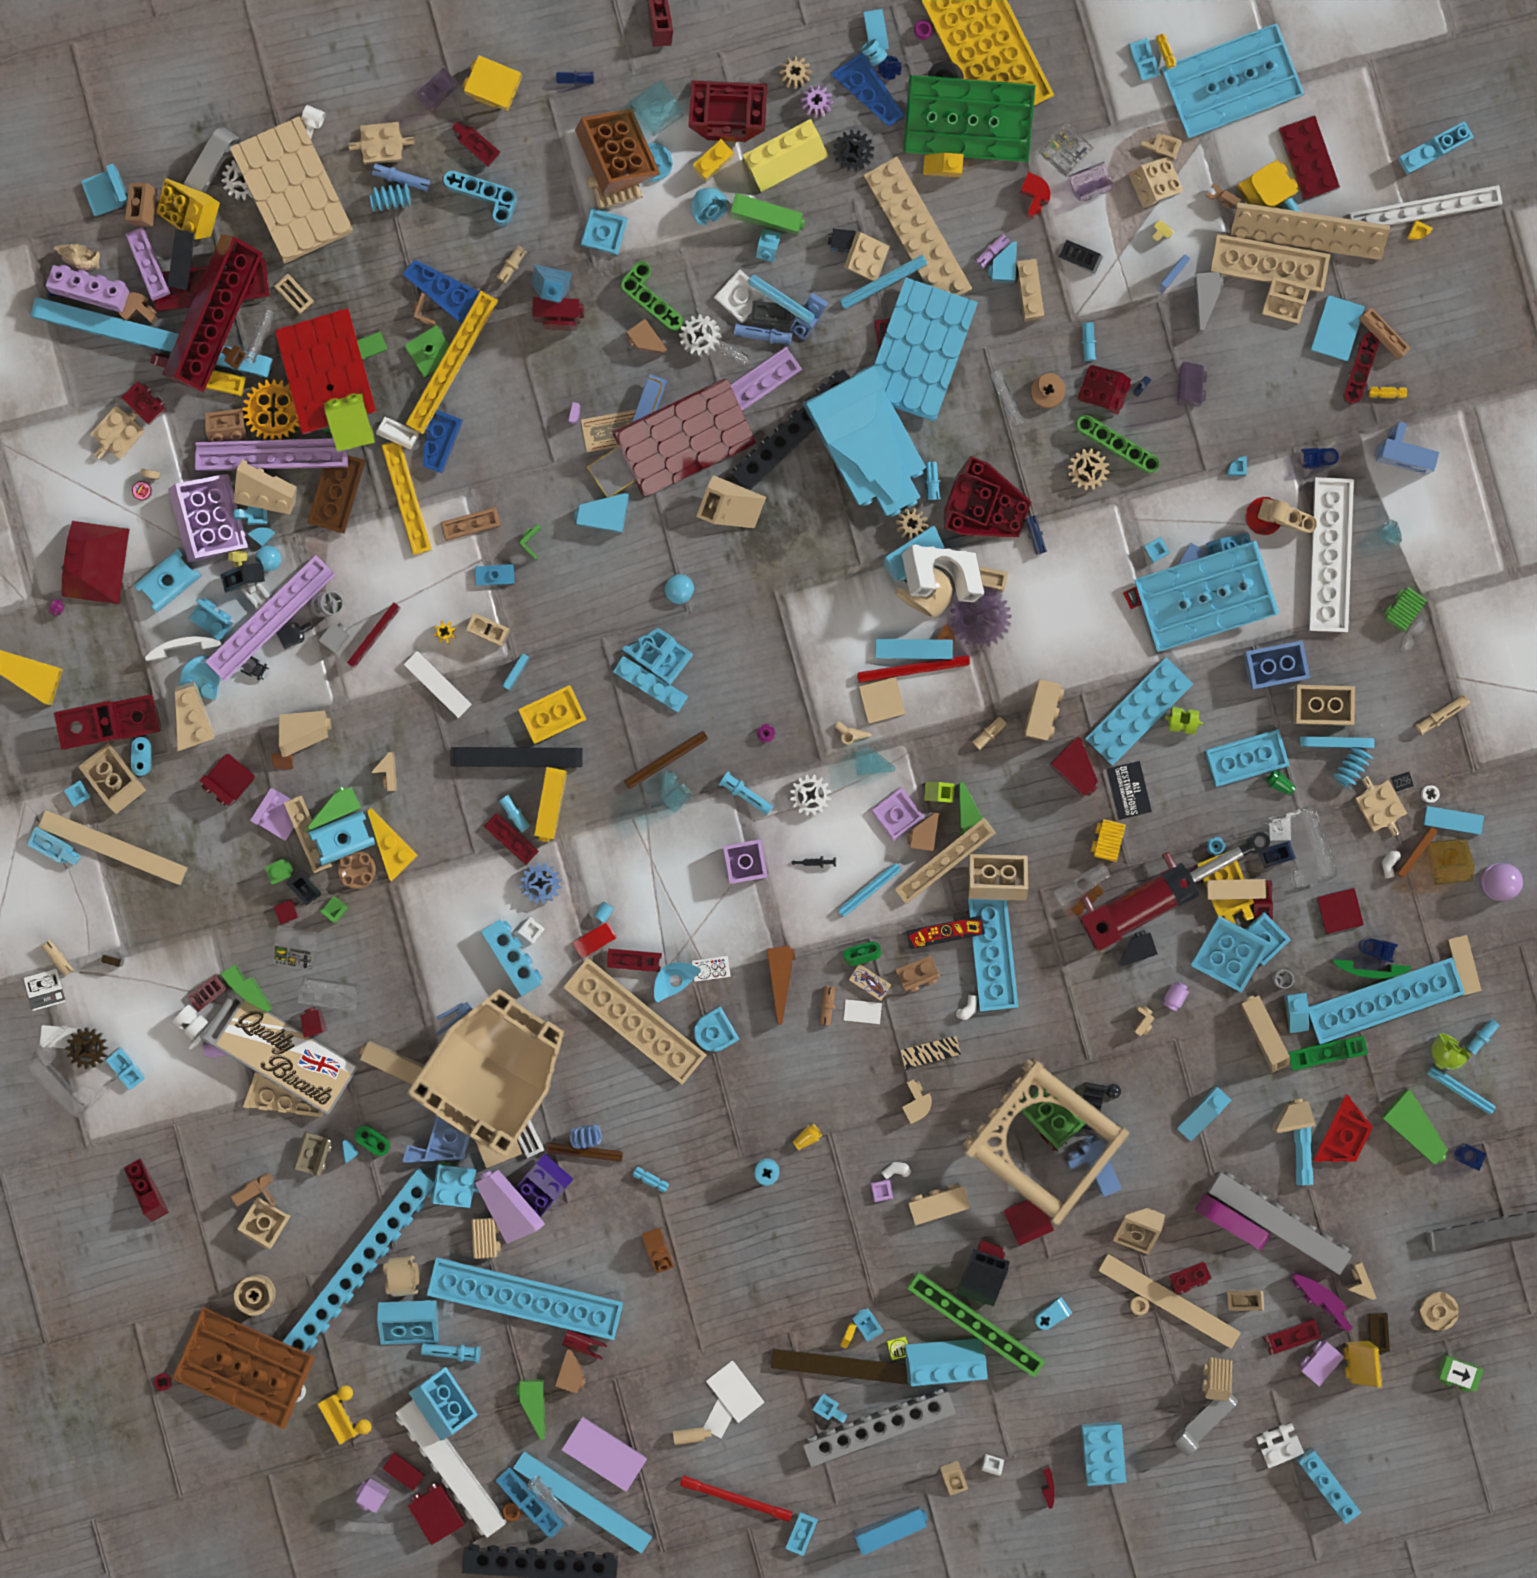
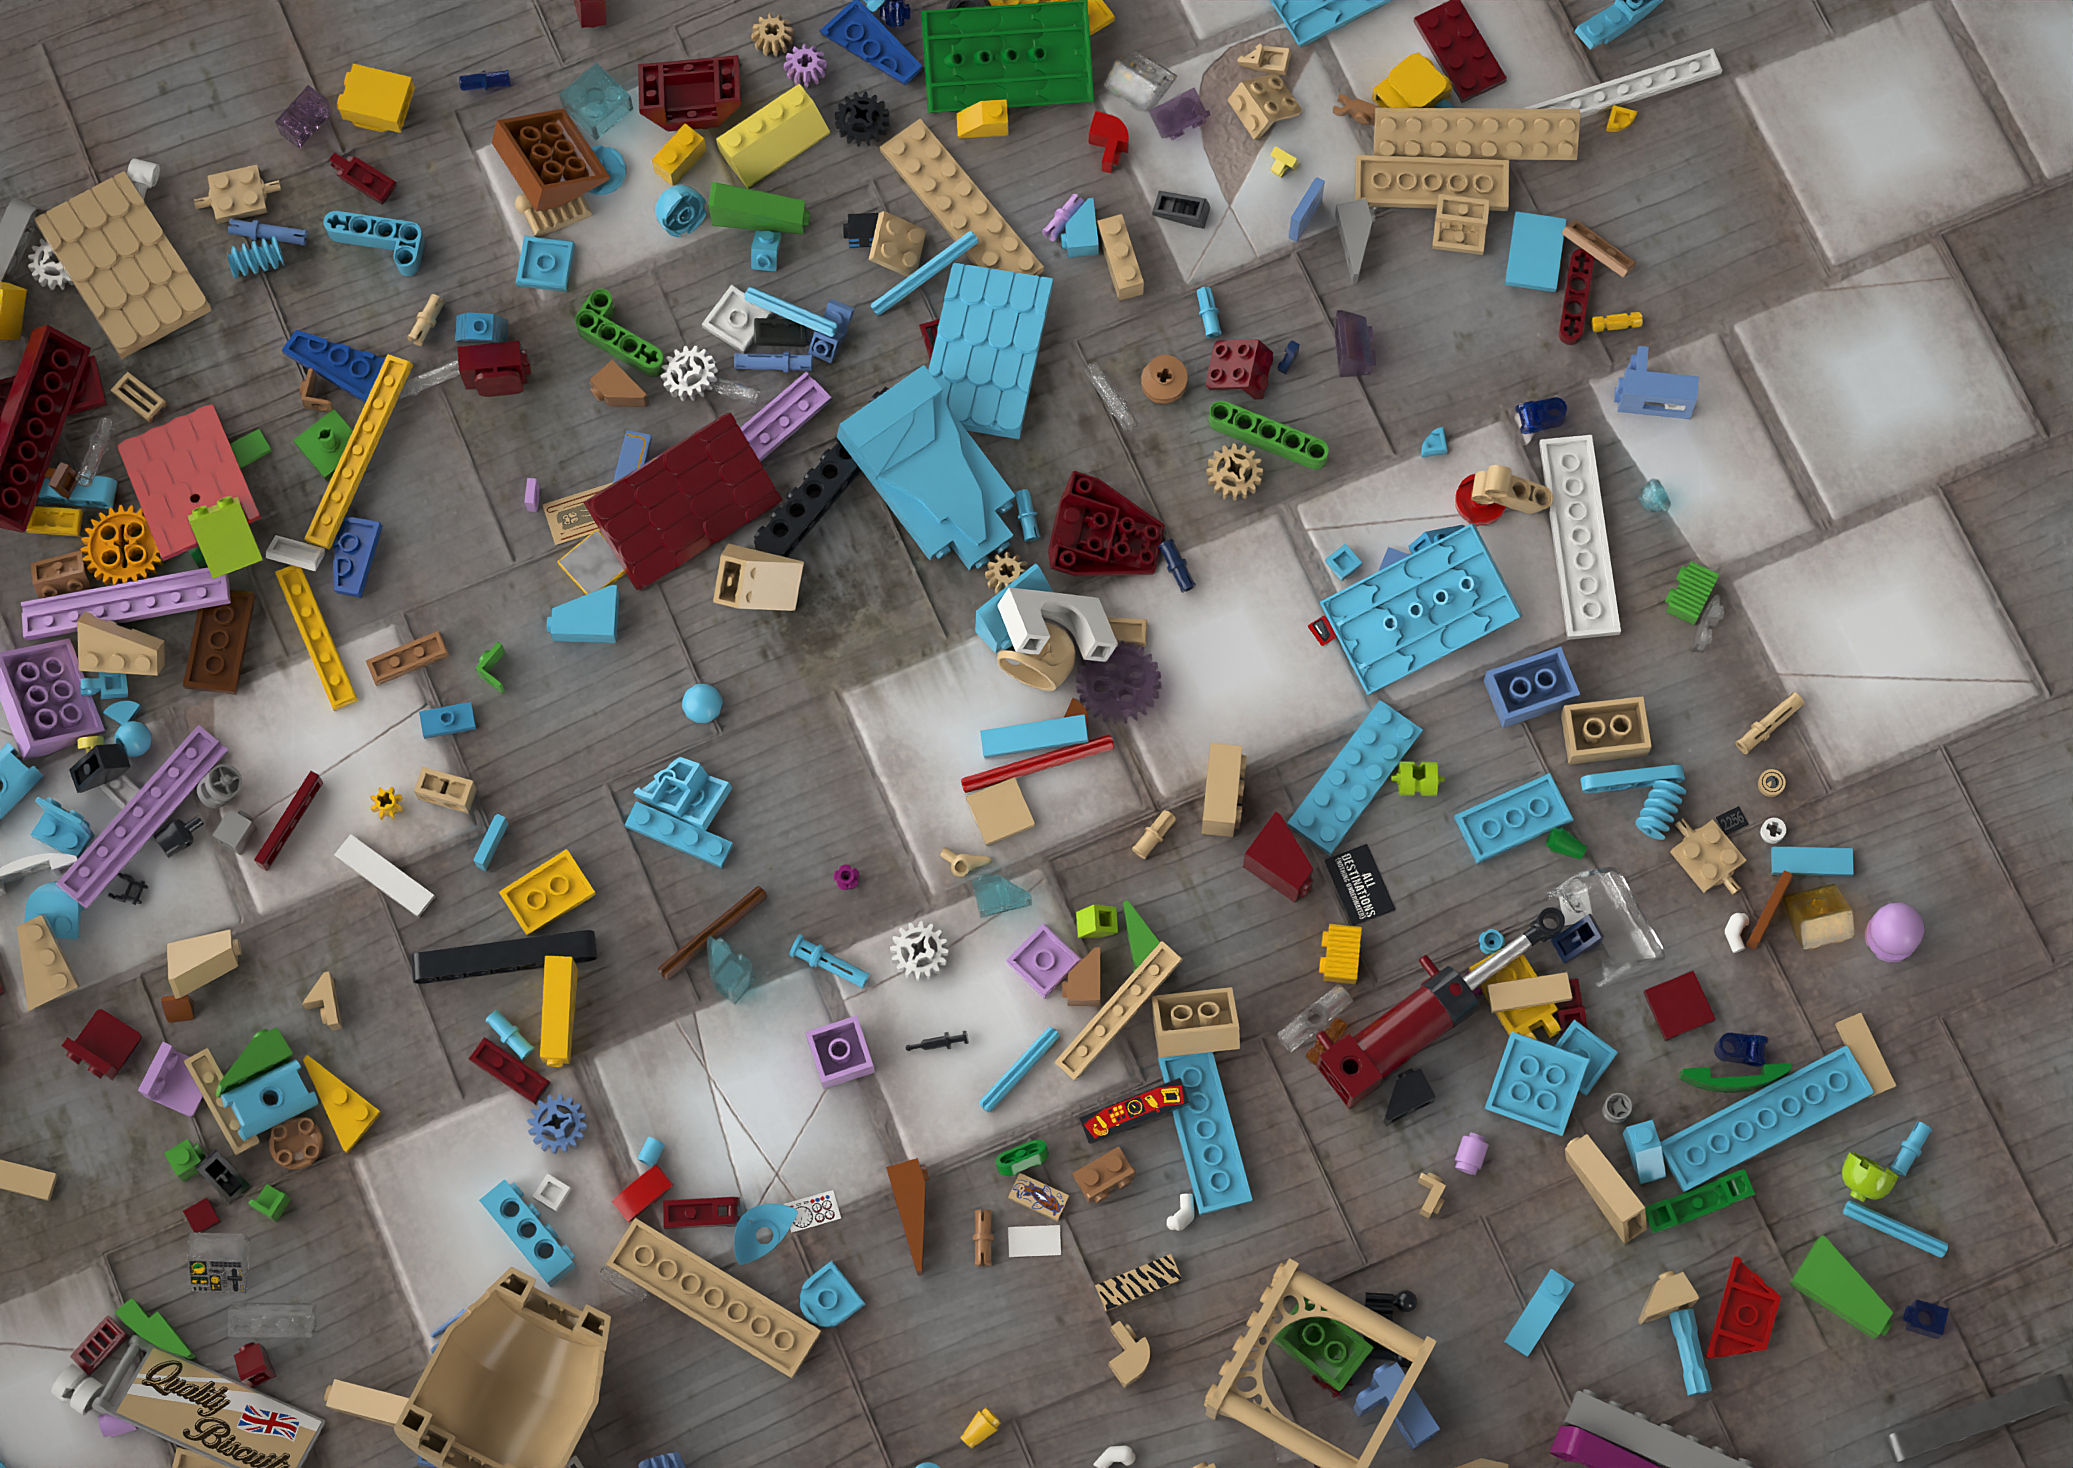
camera: 10 degrees left, 15 degrees down
(1435, 758) = (1771, 783): none -> tan tile

